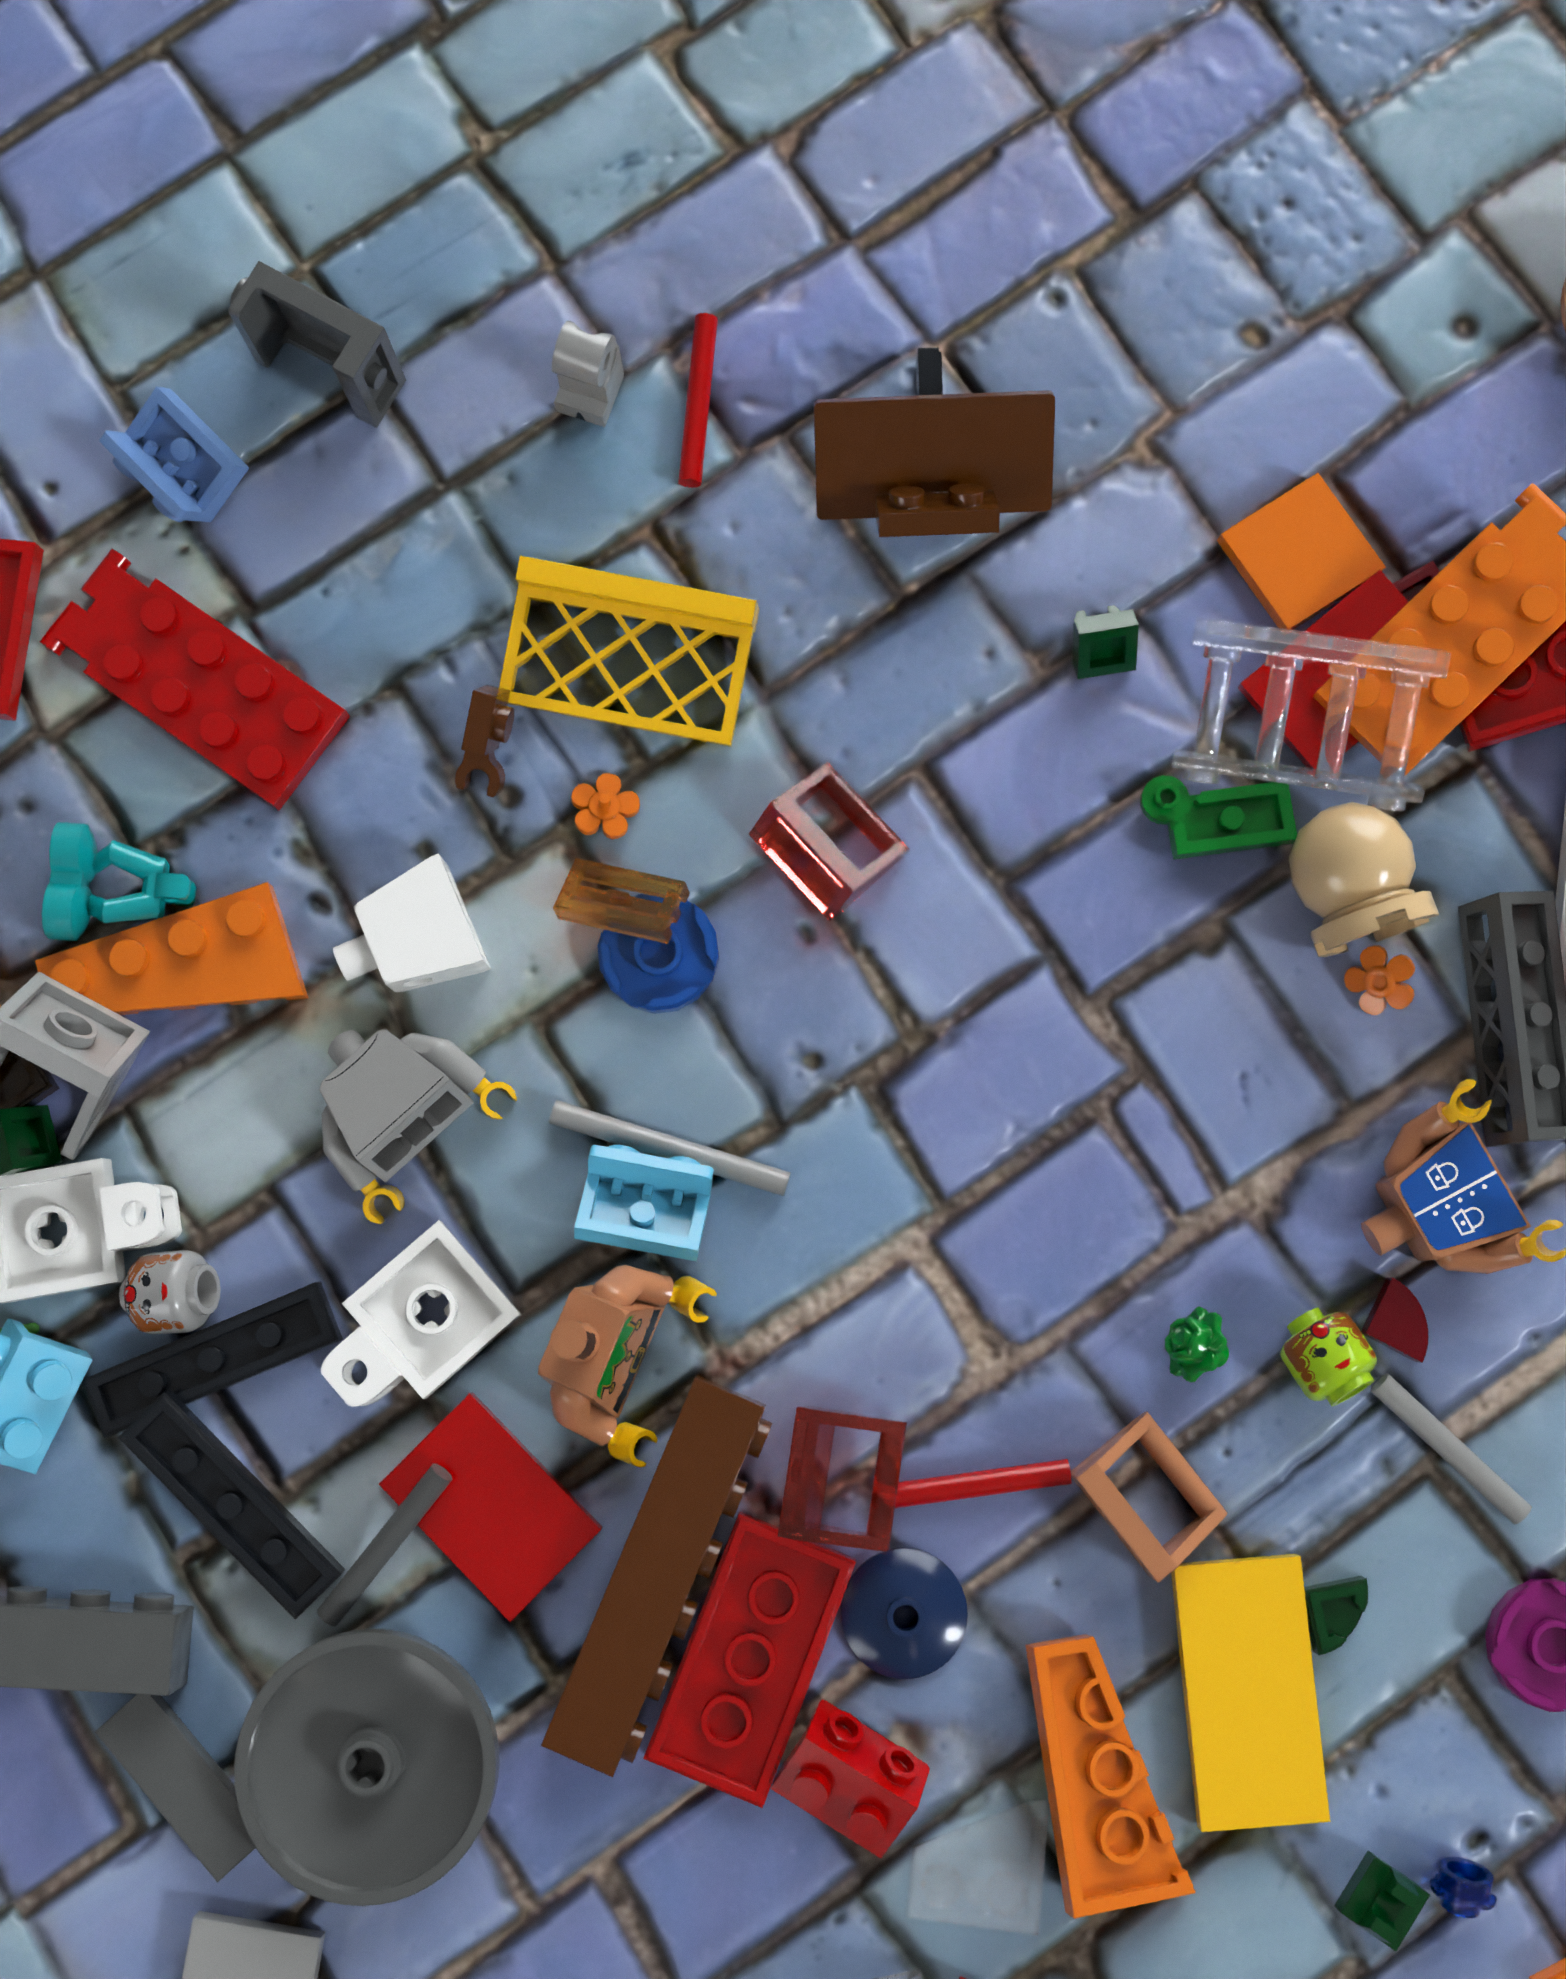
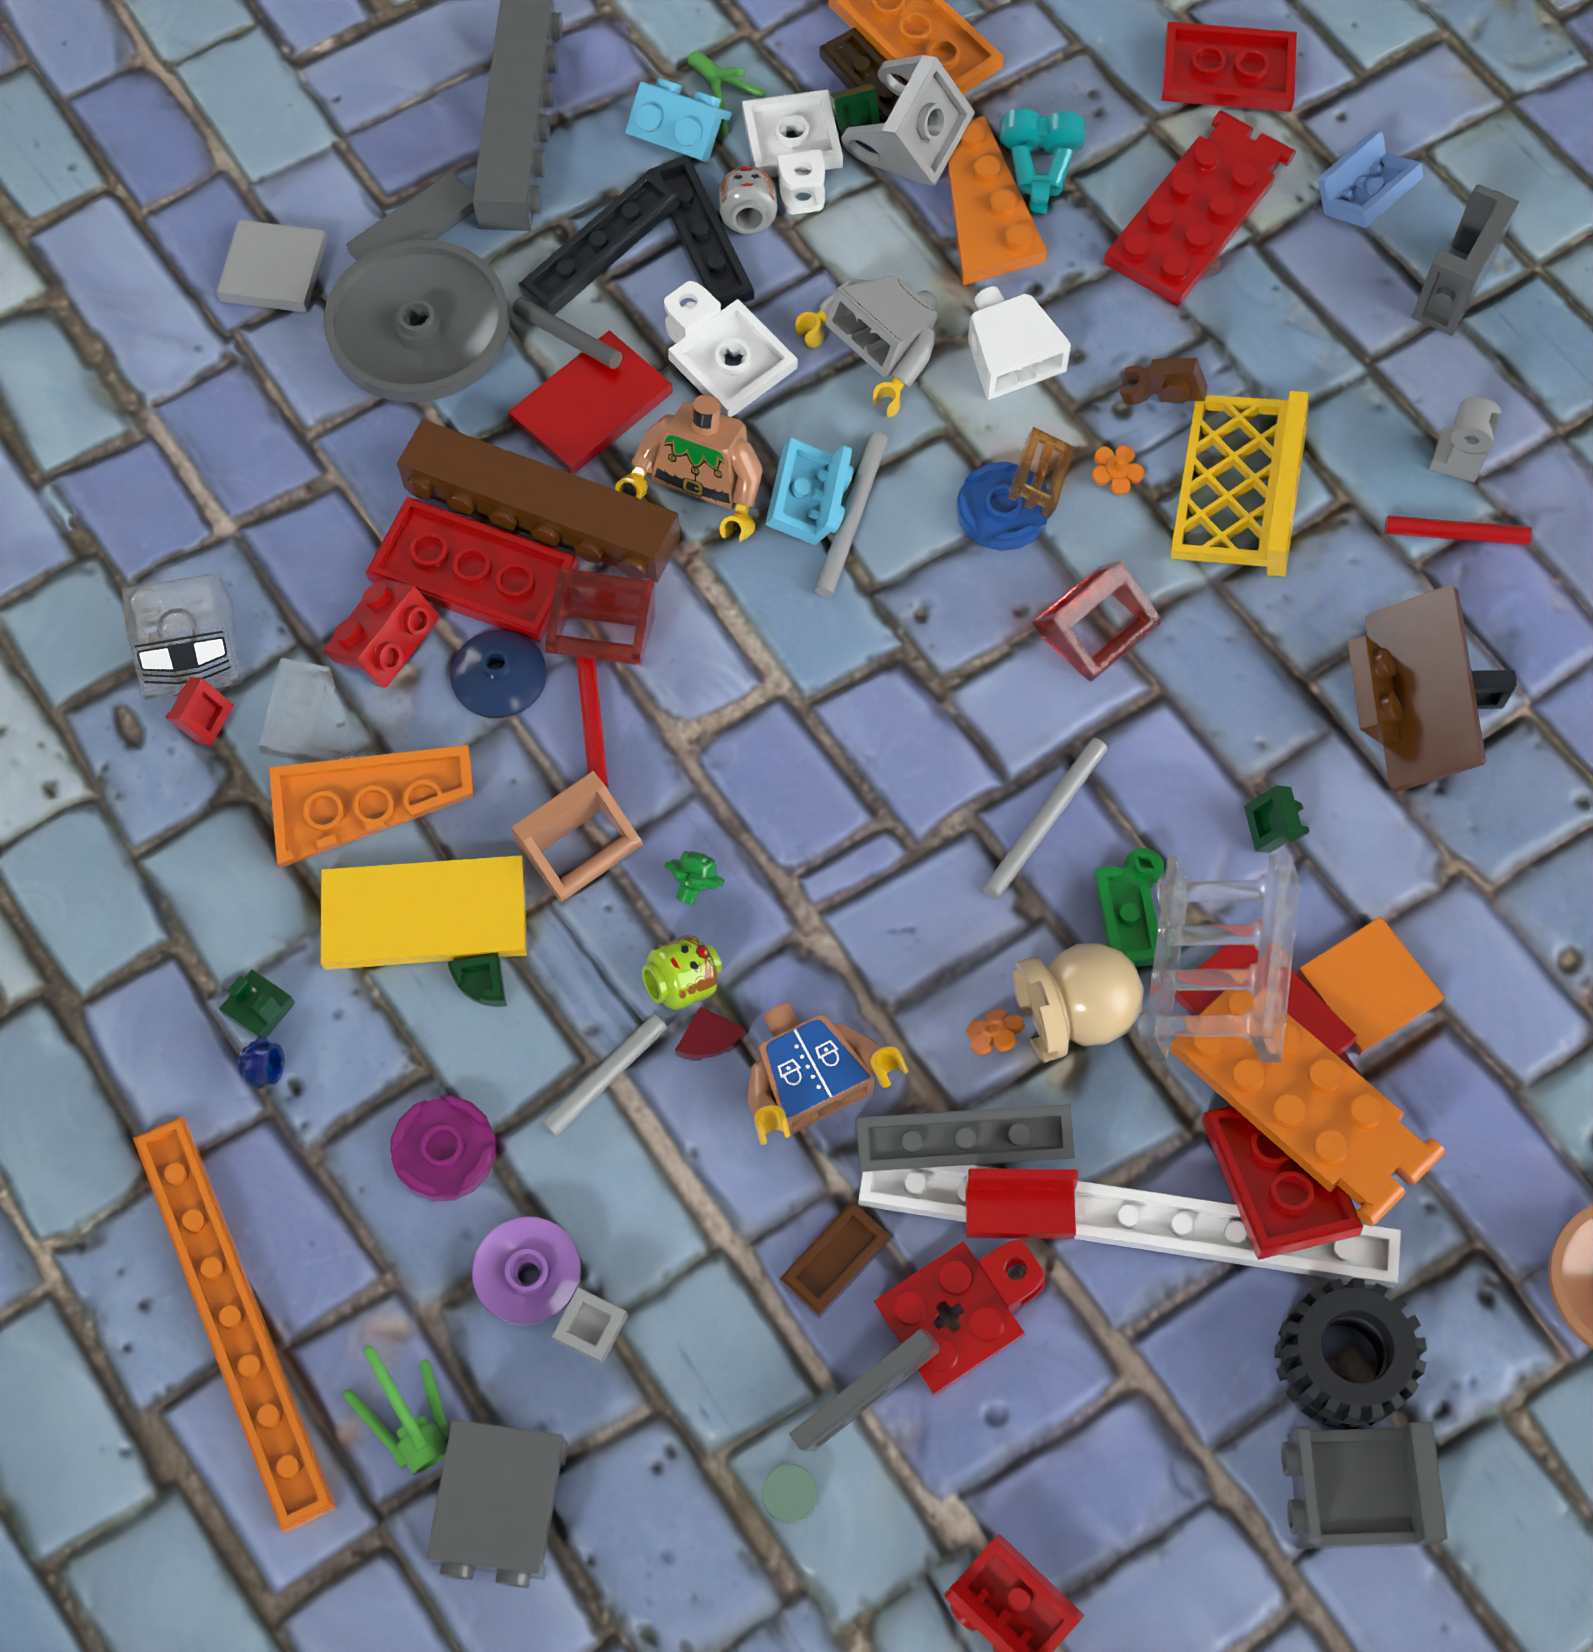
camera: 90 degrees right, 15 degrees down
(1099, 913) = (1045, 819): none -> light grey bar

